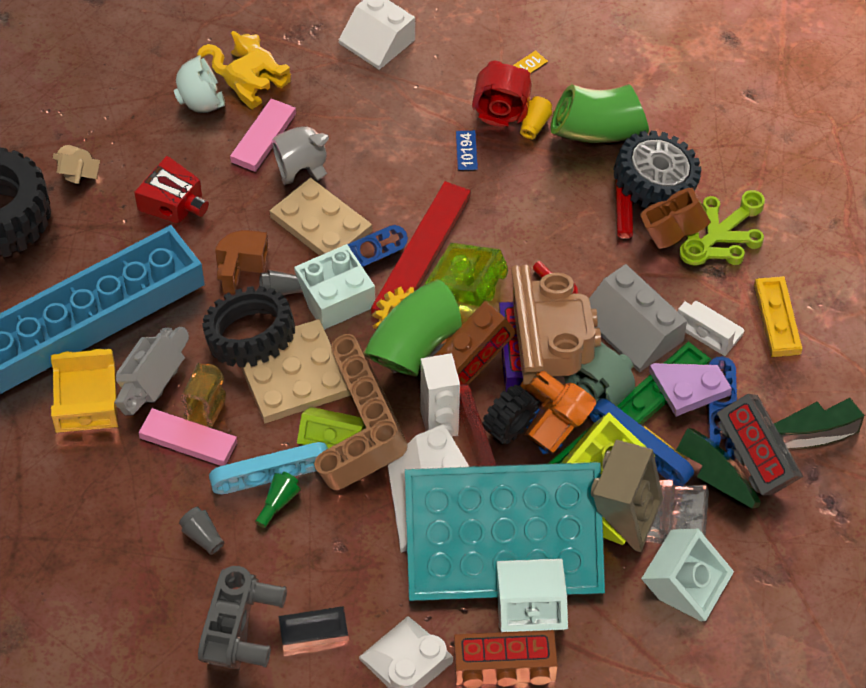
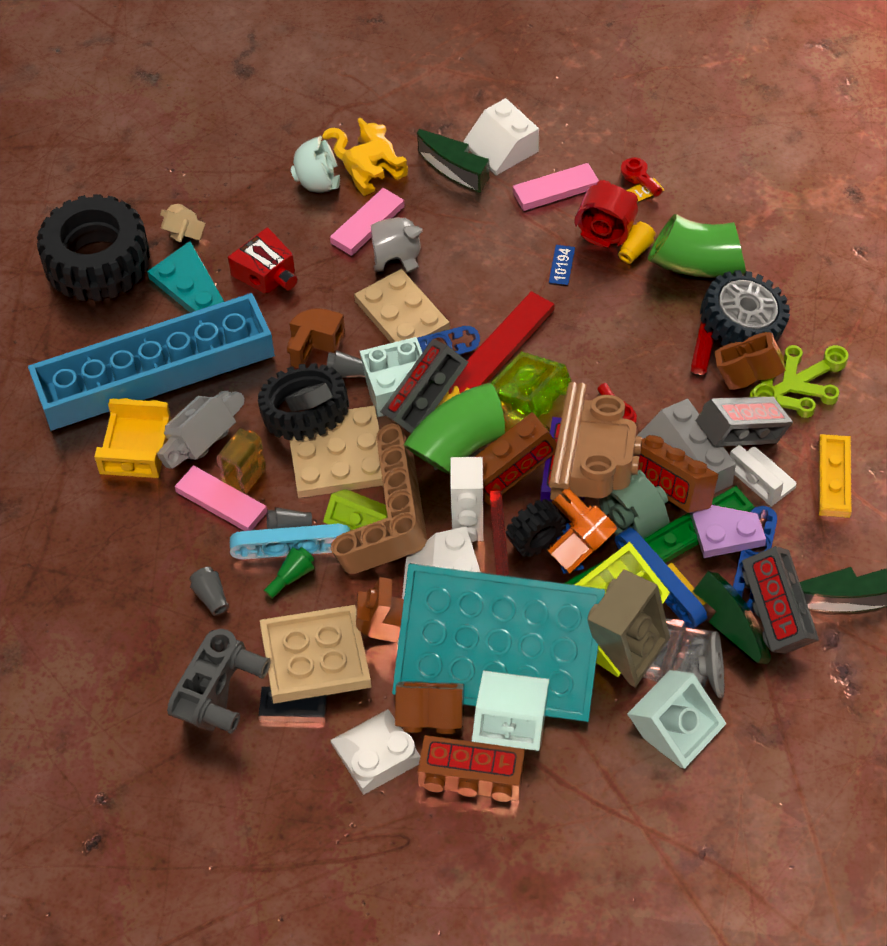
camera: 15 degrees right, 0 degrees up
(95, 222) = (186, 279): none -> teal wing
(255, 321) = (309, 397): none -> dark grey beam
(261, 445) = (287, 518): none -> dark grey cone
(325, 574) = (314, 654): none -> tan plate
(334, 60) = (454, 160): none -> dark green slope
(370, 292) = (424, 385): none -> dark grey brick
(381, 522) = (378, 612): none -> dark orange brick
(442, 73) = (554, 186): none -> bright pink tile
(450, 605) = (429, 706): none -> dark orange brick
(516, 46) = (636, 171): none -> red plate
(645, 343) = (683, 479): none -> dark orange brick
(684, 277) = (743, 421): none -> dark grey brick
(709, 517) = (712, 665): none -> light grey dish

